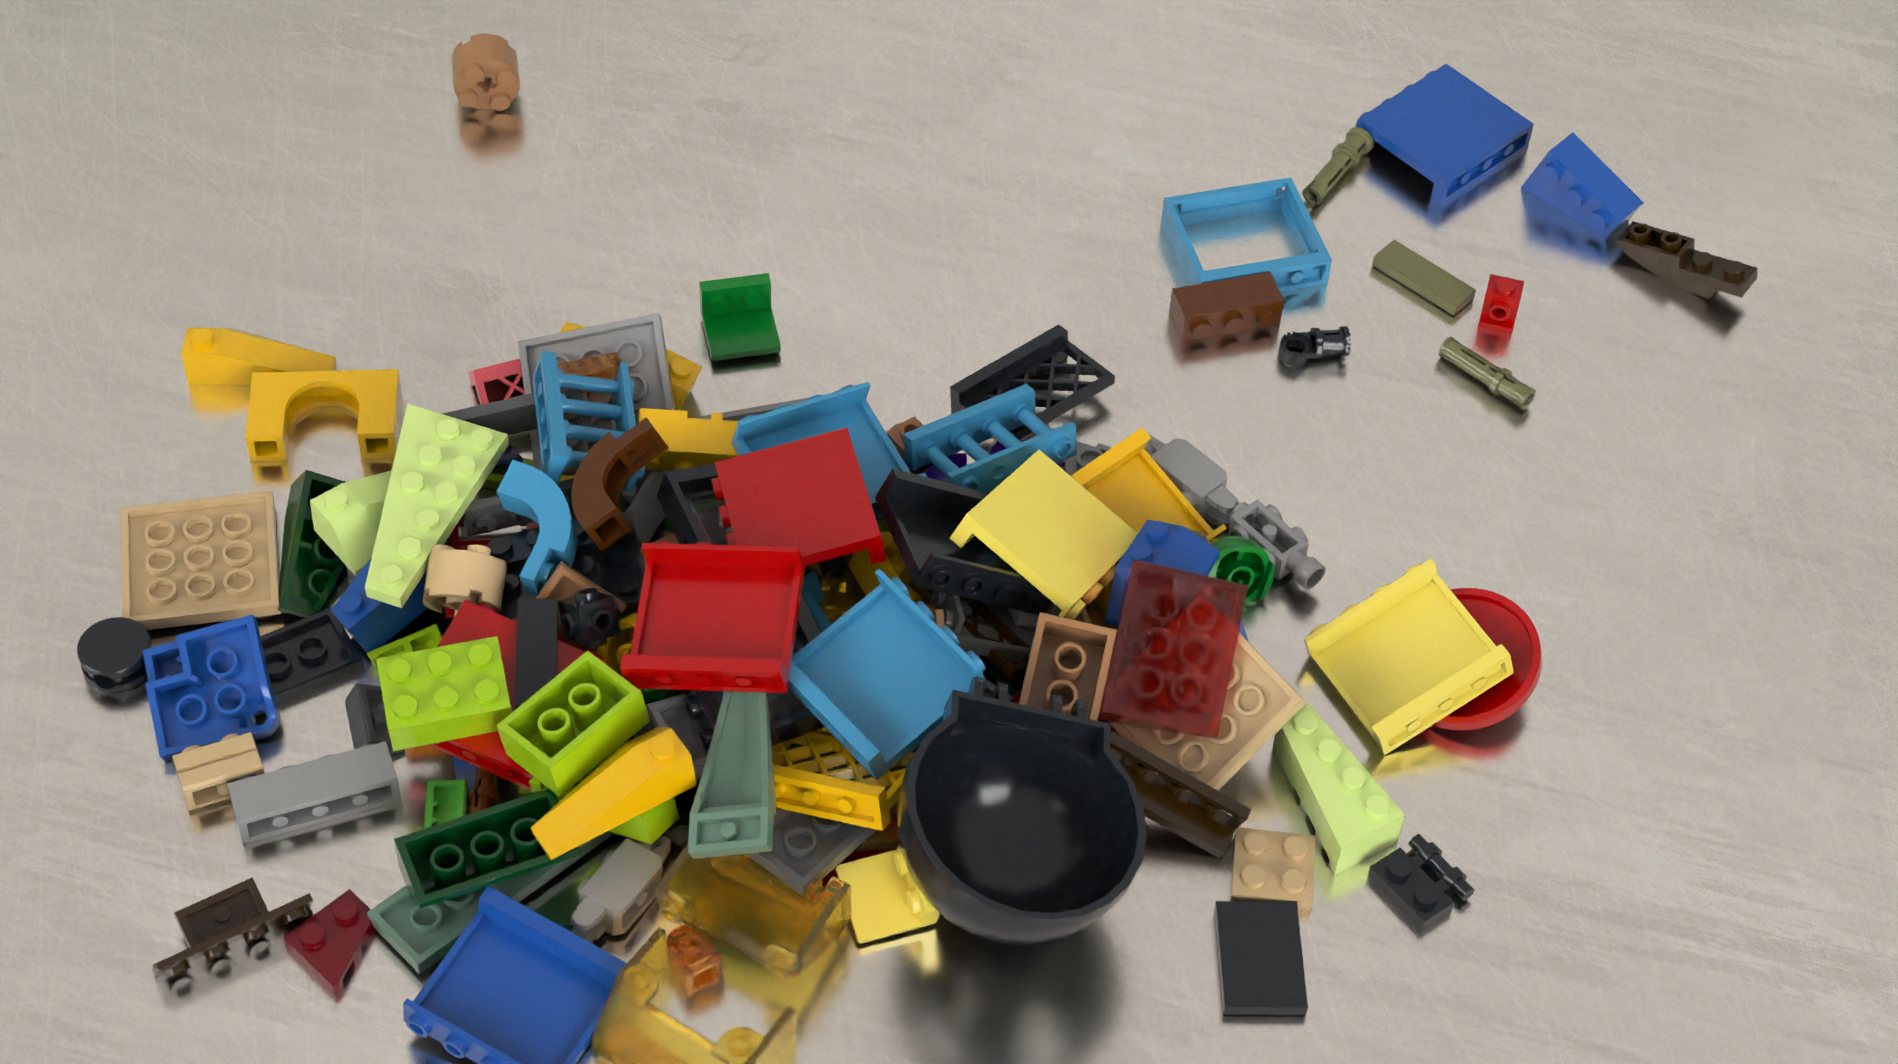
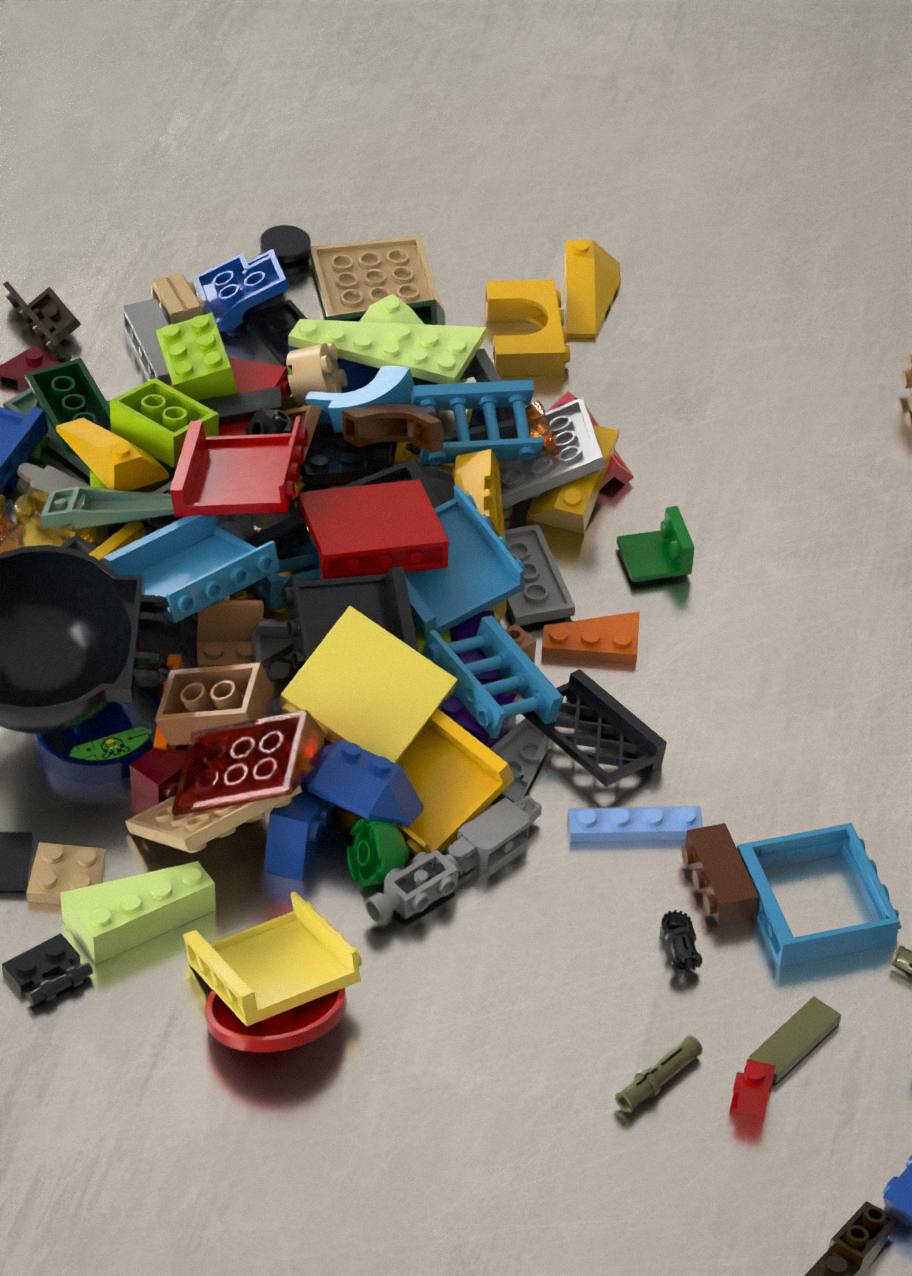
camera: 90 degrees right, 5 degrees down
(883, 372) = (596, 639): none -> orange wing
(1151, 373) = (632, 823): none -> light blue plate
(1165, 799) = (123, 786): dark brown fence -> none

